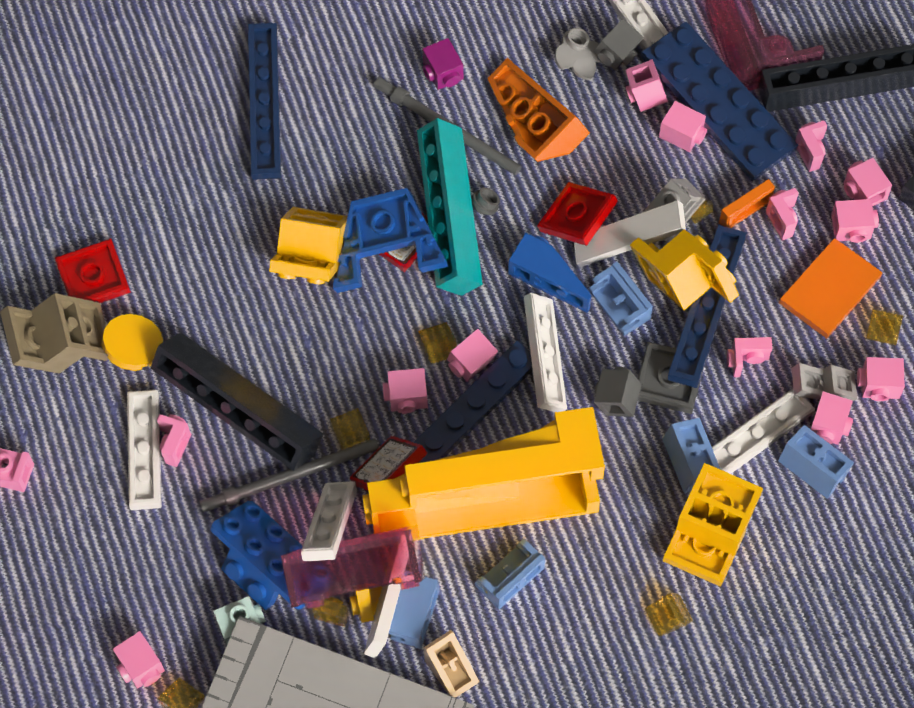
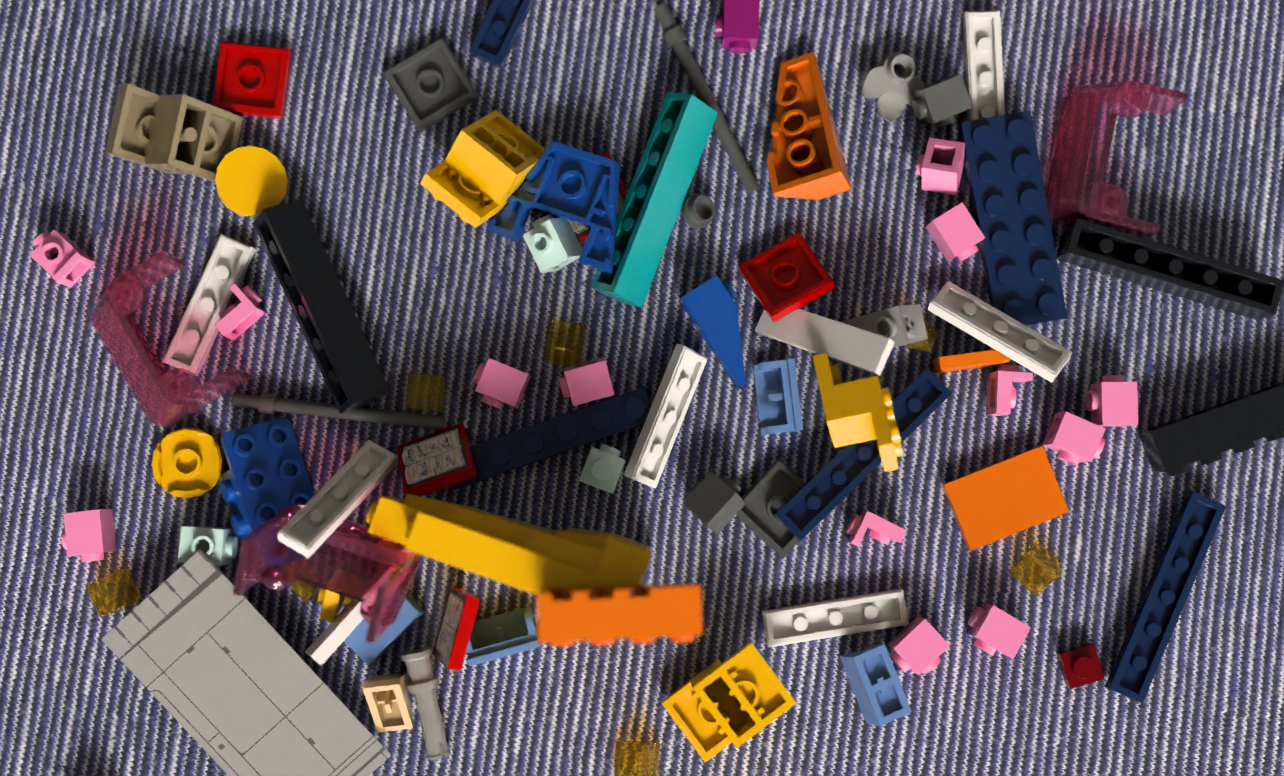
camera: 25 degrees right, 20 degrees up
(135, 524) = (162, 395): none -> clear pink windscreen
(189, 573) = (188, 462): none -> yellow tile
(233, 214) = (431, 85): none -> dark grey tile
(390, 273) = (552, 243): none -> light aqua brick
(472, 575) = (455, 627): none -> tile
(486, 659) = (423, 685): none -> light grey pin
(519, 411) = (603, 468): none -> light aqua brick
(593, 450) = (619, 612): none -> orange wedge
(688, 451) = (752, 609): medium blue hinge -> none
(754, 172) = (1000, 331): none -> white tile
(810, 144) = (1077, 330): bright pink bracket -> none
(812, 381) = (935, 601): light grey slope -> none

